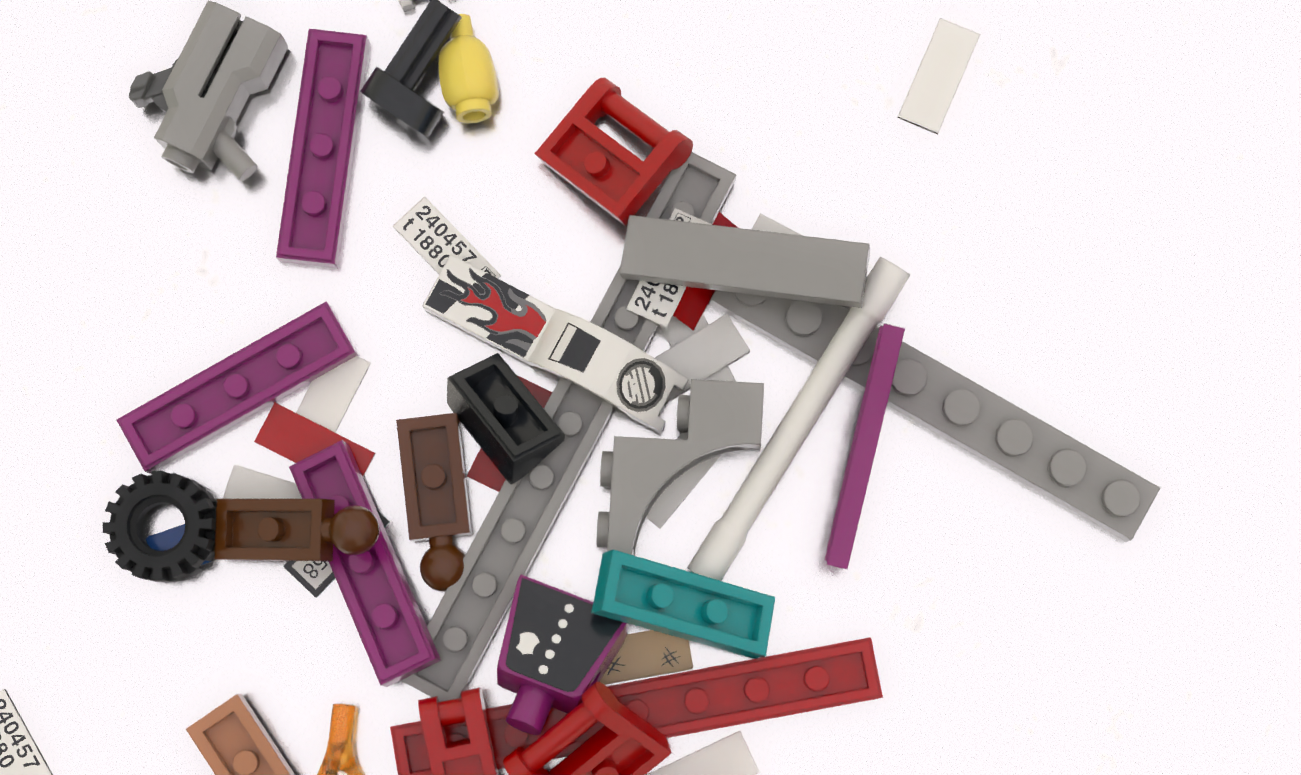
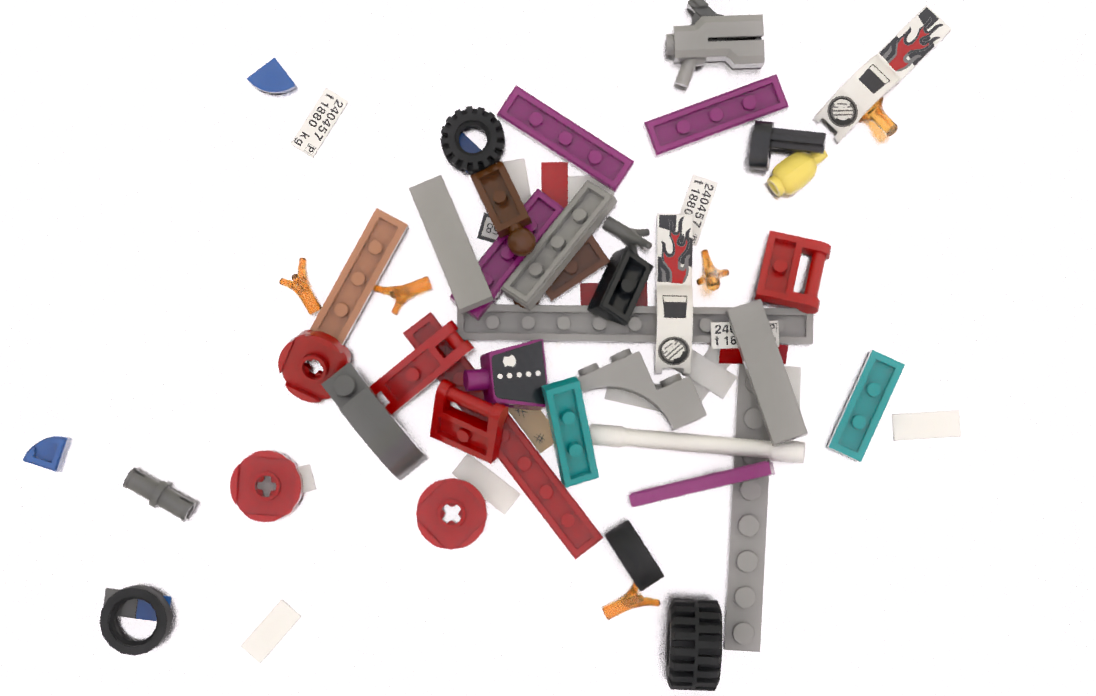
camera: 60 degrees right, 5 degrees up
(303, 641) = (451, 244): none -> light grey tile
(391, 478) = (559, 245): none -> light grey tile
(433, 366) = (628, 235): none -> dark grey bar
(555, 272) = (711, 273): none -> clear orange bar
(867, 145) = (865, 405): none -> teal plate
(923, 602) = (634, 555): none -> black tyre
(987, 648) = (629, 601): none -> clear orange bar
(1107, 580) = (694, 644): none -> black tyre

